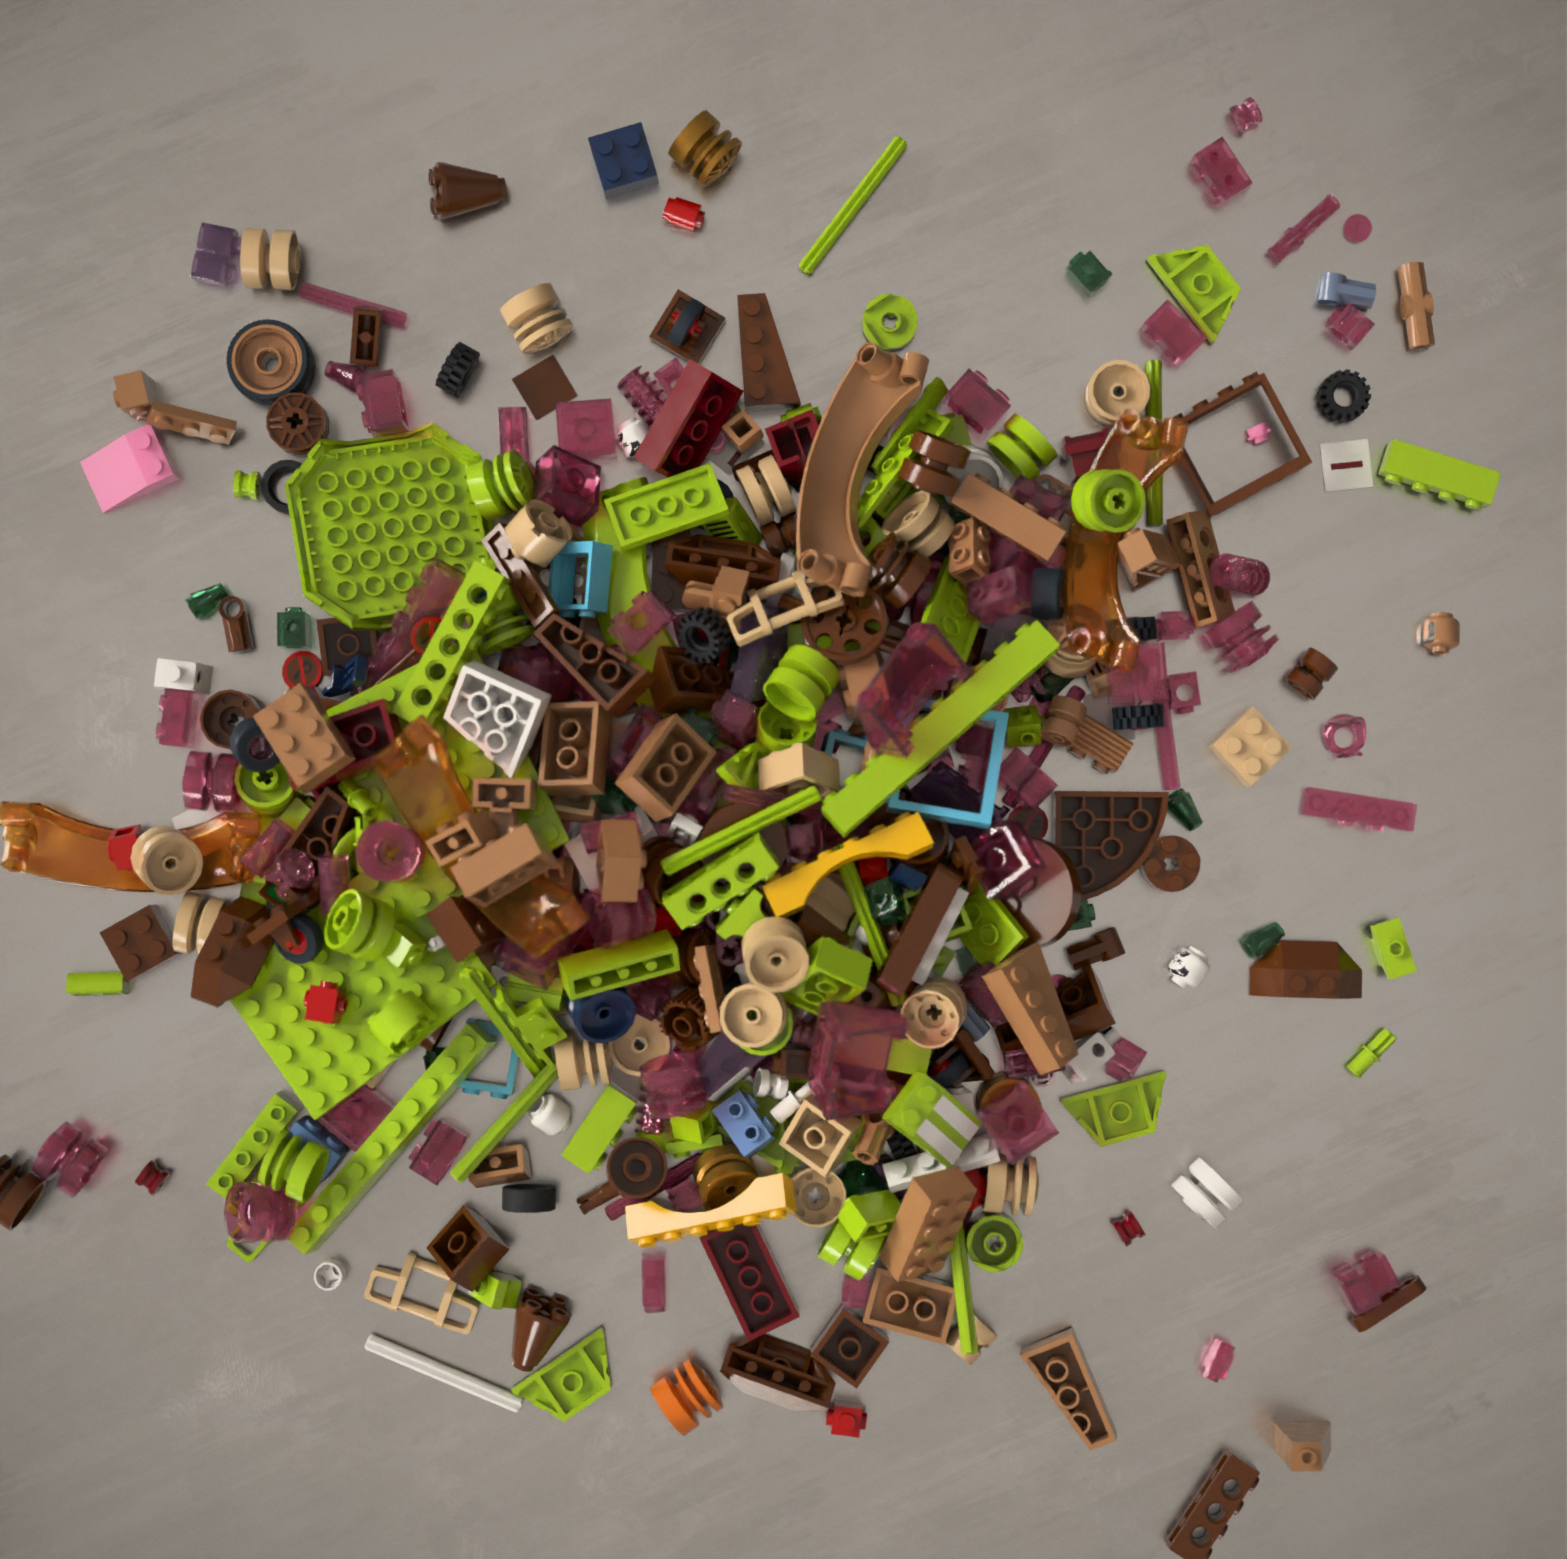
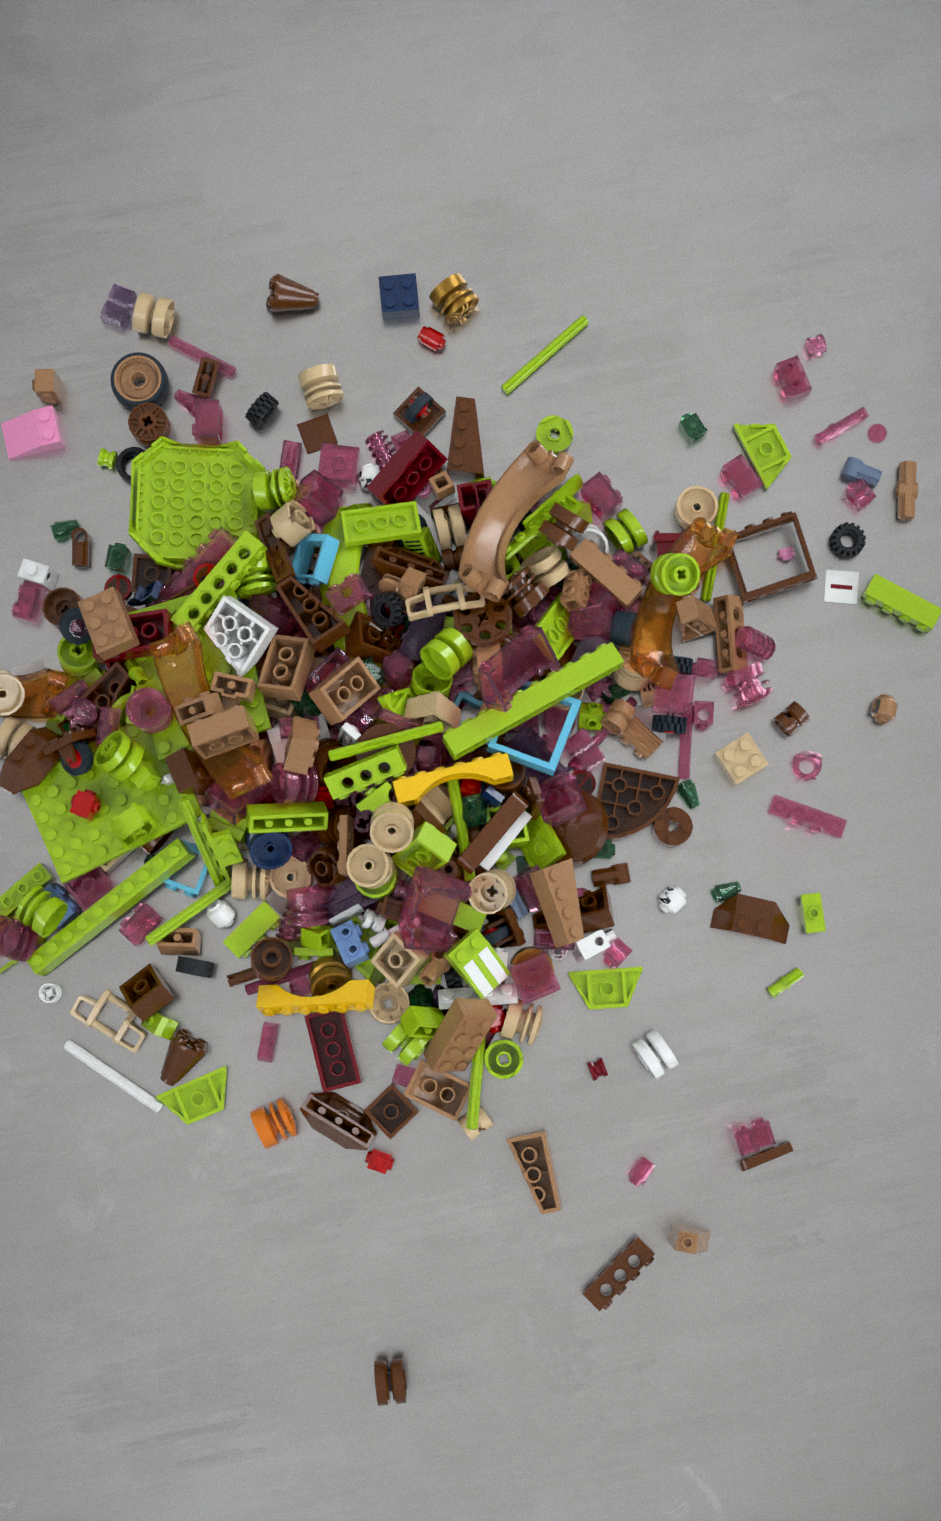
camera: 15 degrees right, 5 degrees down
(191, 422) = (79, 410): medium nougat plate -> none
(210, 782) = (40, 647): clear pink wheel -> none

